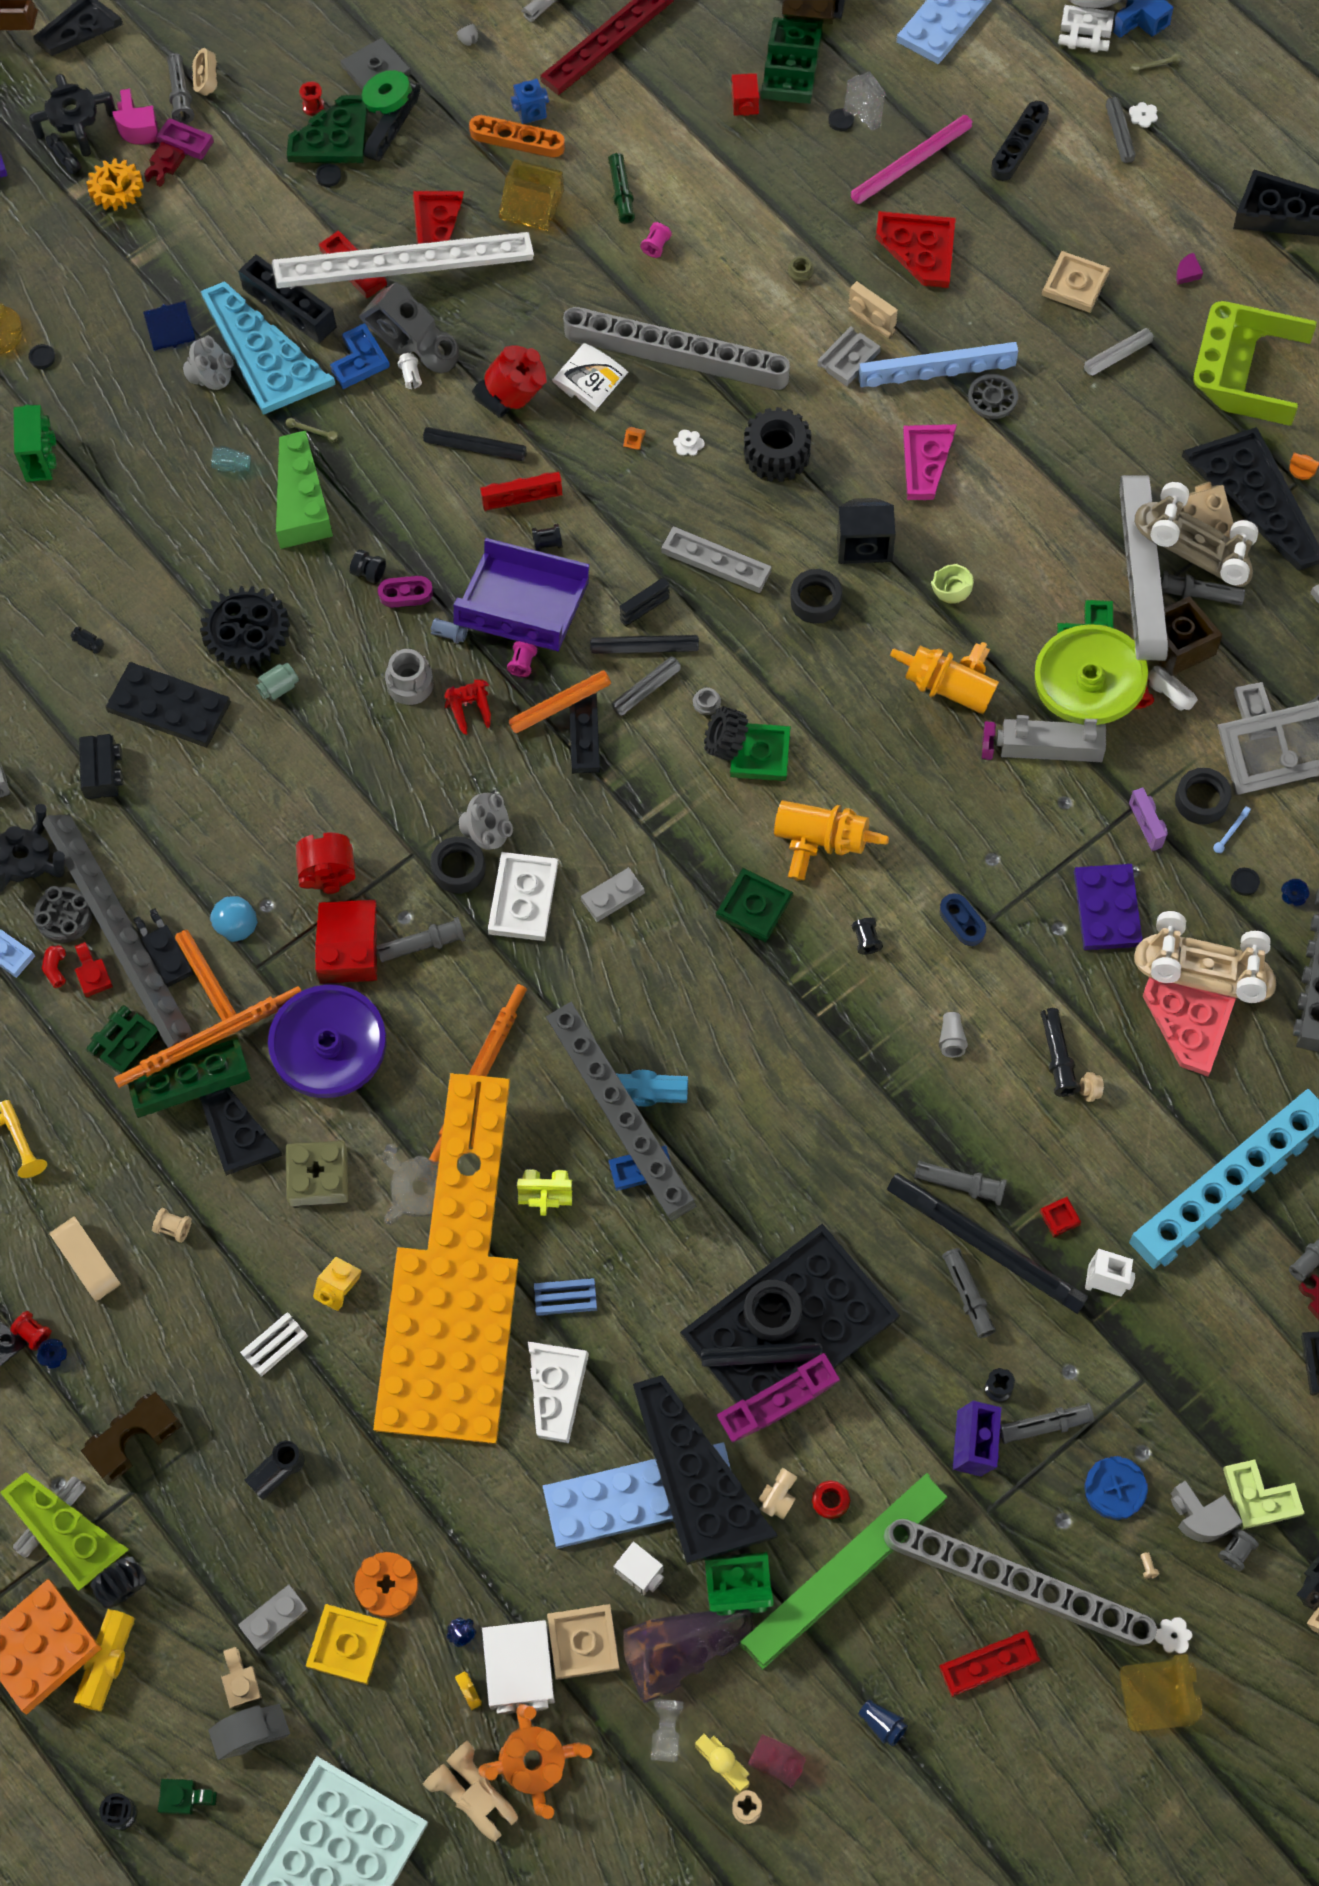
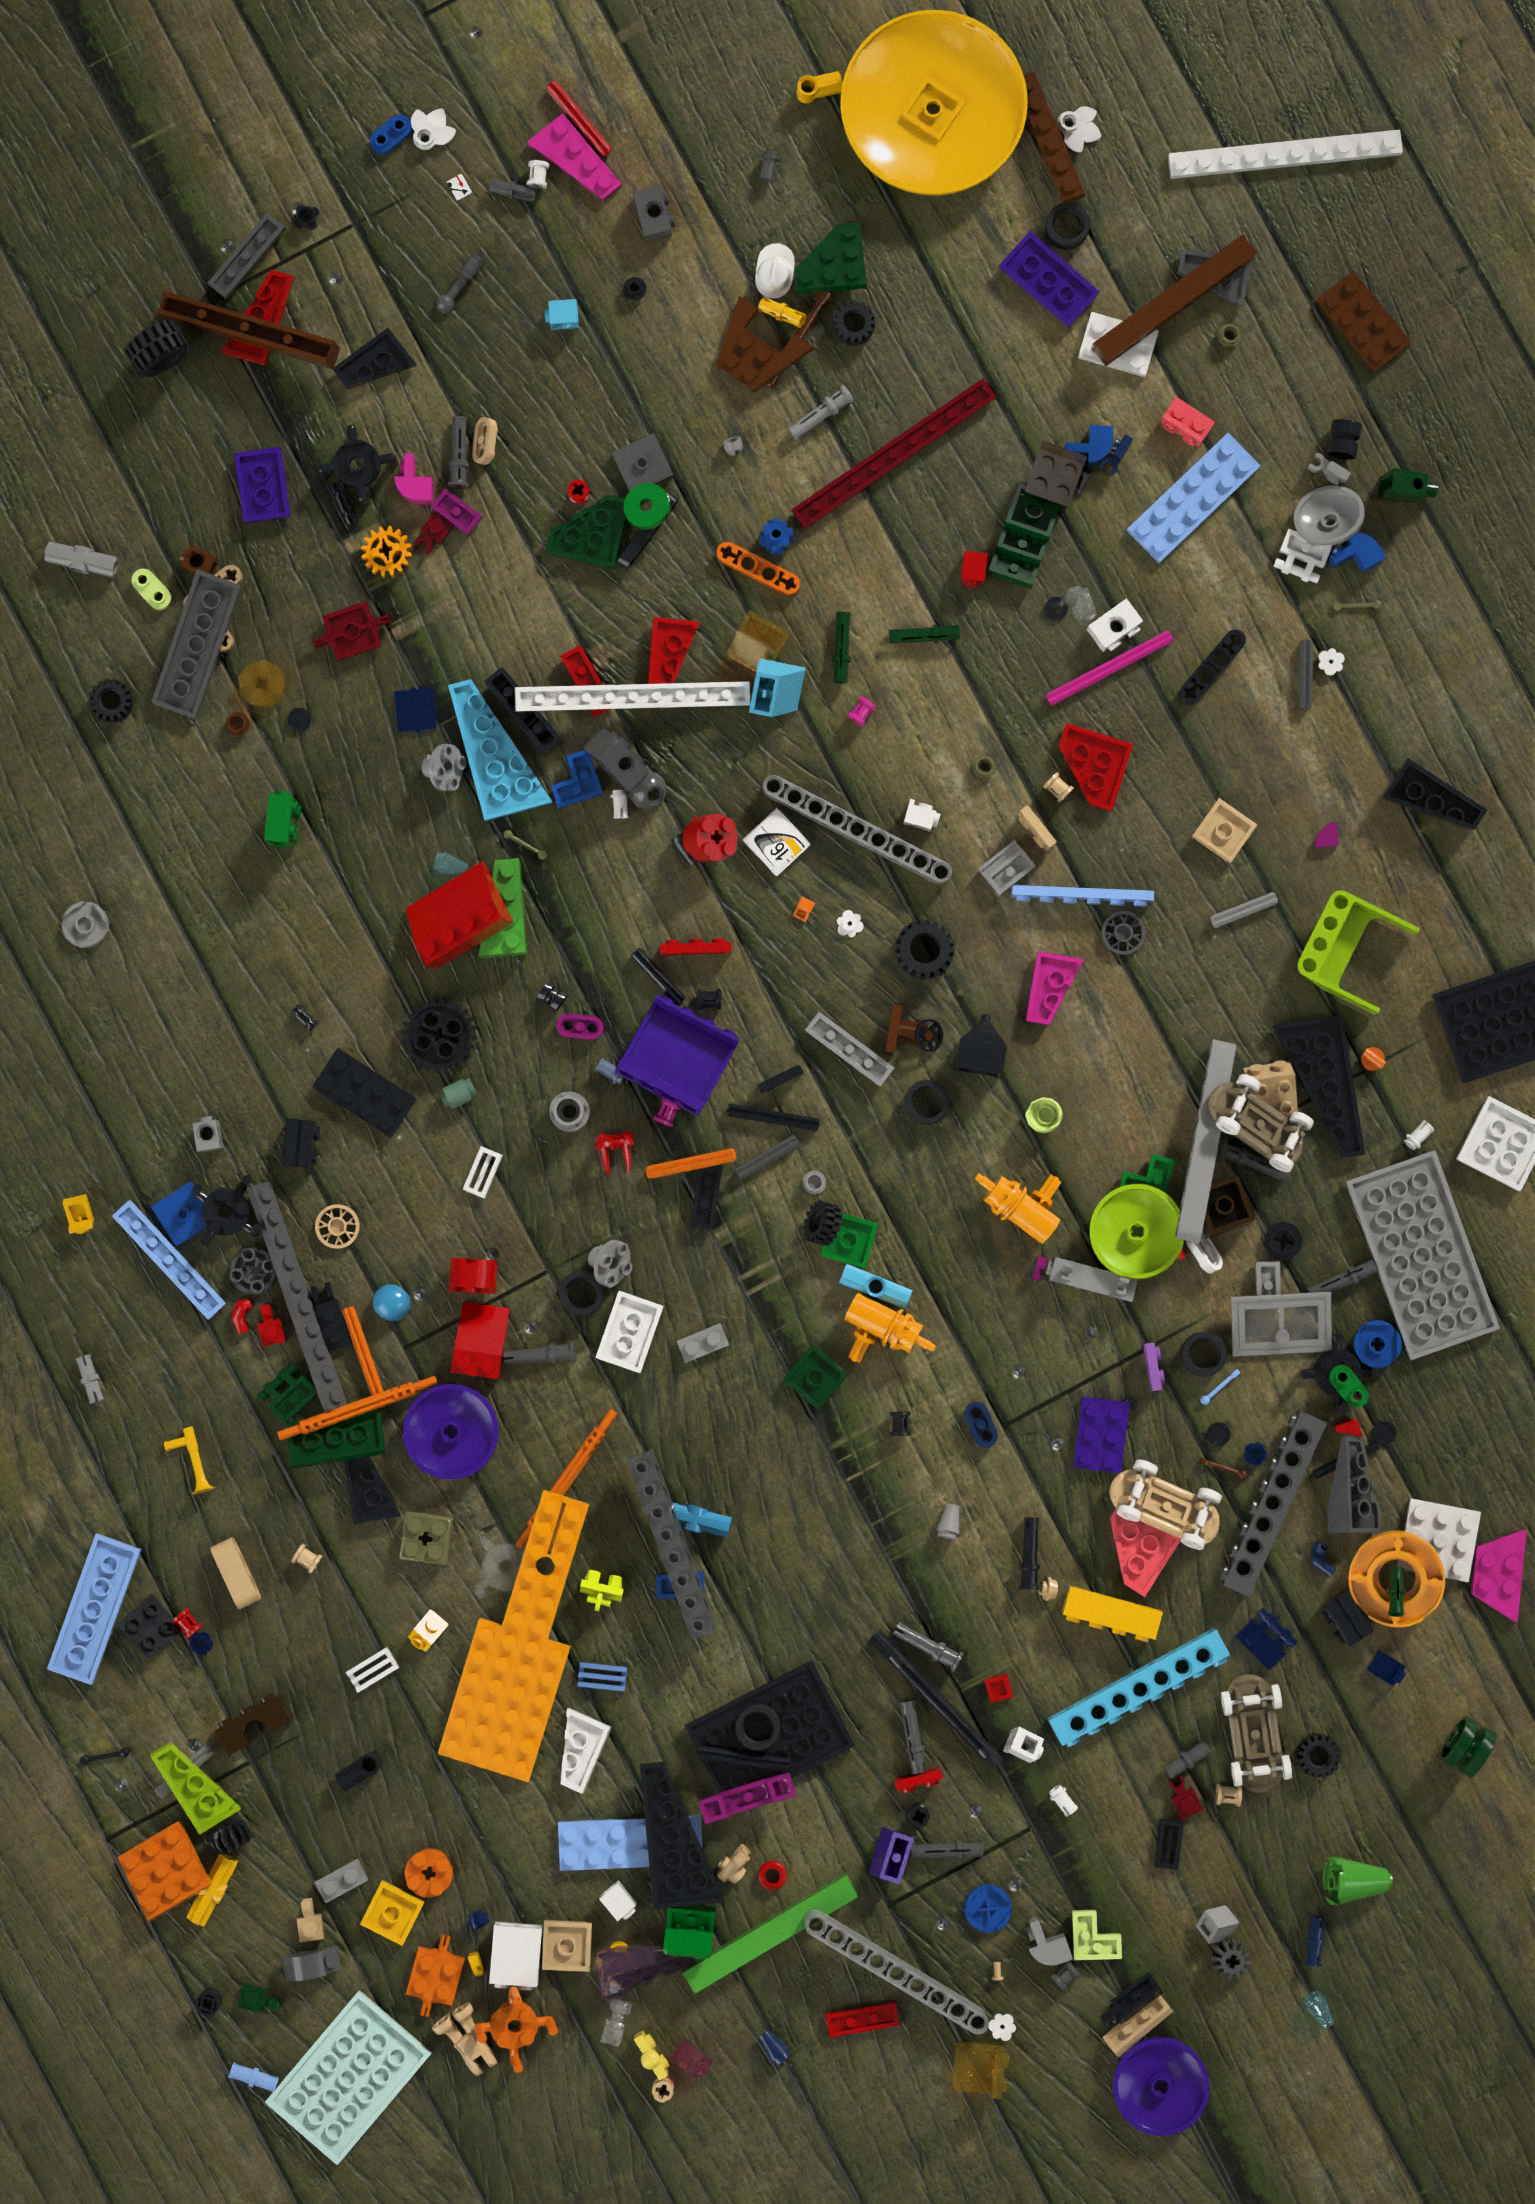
camera: 10 degrees right, 20 degrees up
(88, 262) = (352, 631): none -> dark red plate
(156, 849) = (337, 1226): none -> tan wheel
(248, 500) = (457, 916): none -> red slope
(314, 782) = (491, 1175): none -> white tile
(328, 175) = (580, 575): black piece -> none
(416, 1717) = (435, 1975): none -> orange plate
(474, 443) = (664, 889): black axle -> none
(481, 525) = (658, 976): none -> black axle
(559, 228) = (776, 688): none -> medium azure slope
(736, 155) = (924, 634): none -> dark green pin
(743, 324) = (921, 816): none -> white brick
(781, 534) = (911, 1032): none -> reddish brown piece
(820, 795) = (890, 1292): none -> medium azure piece
(885, 272) = (1058, 787): none -> tan bush
(907, 118) = (1123, 614): none -> white brick
(978, 1347) = (909, 1782): none -> red plate
(1175, 1096) = (1111, 1612): none -> yellow brick
(1175, 1333) = (1063, 1800): none -> white pin
(1239, 913) = (1241, 1474): none -> reddish brown hinge
(1267, 656) = (1292, 1234): none -> black gear

